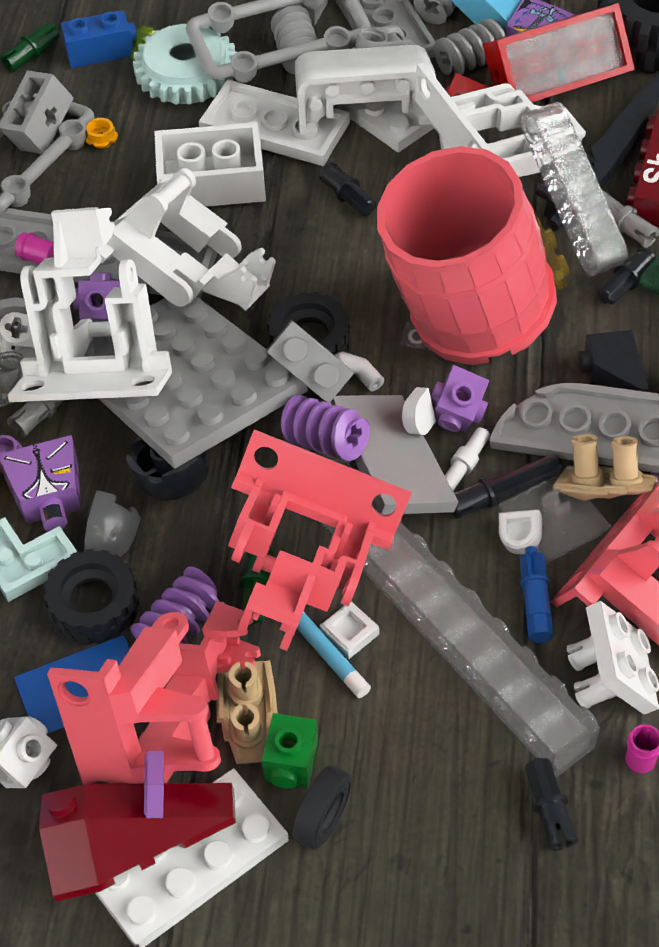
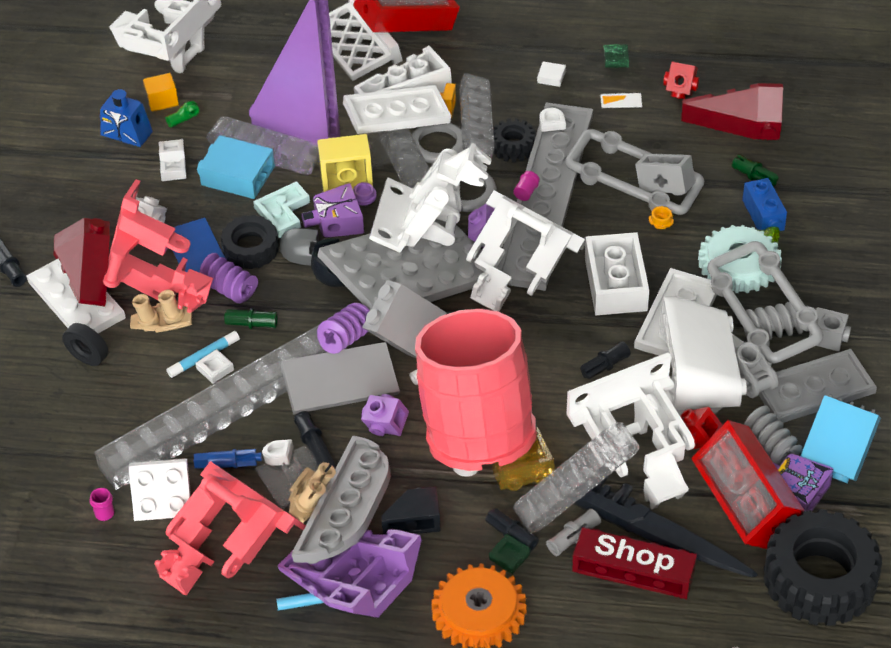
camera: 90 degrees right, 5 degrees down
(153, 784) = (96, 257): medium lavender tile -> none
(290, 751) = (129, 334): green brick -> none
(320, 492) = (213, 322): coral container -> none
(418, 412) = (366, 385): white tile -> none
(466, 457) = (340, 424): white bar -> none
(550, 803) = (72, 458): black axle -> none

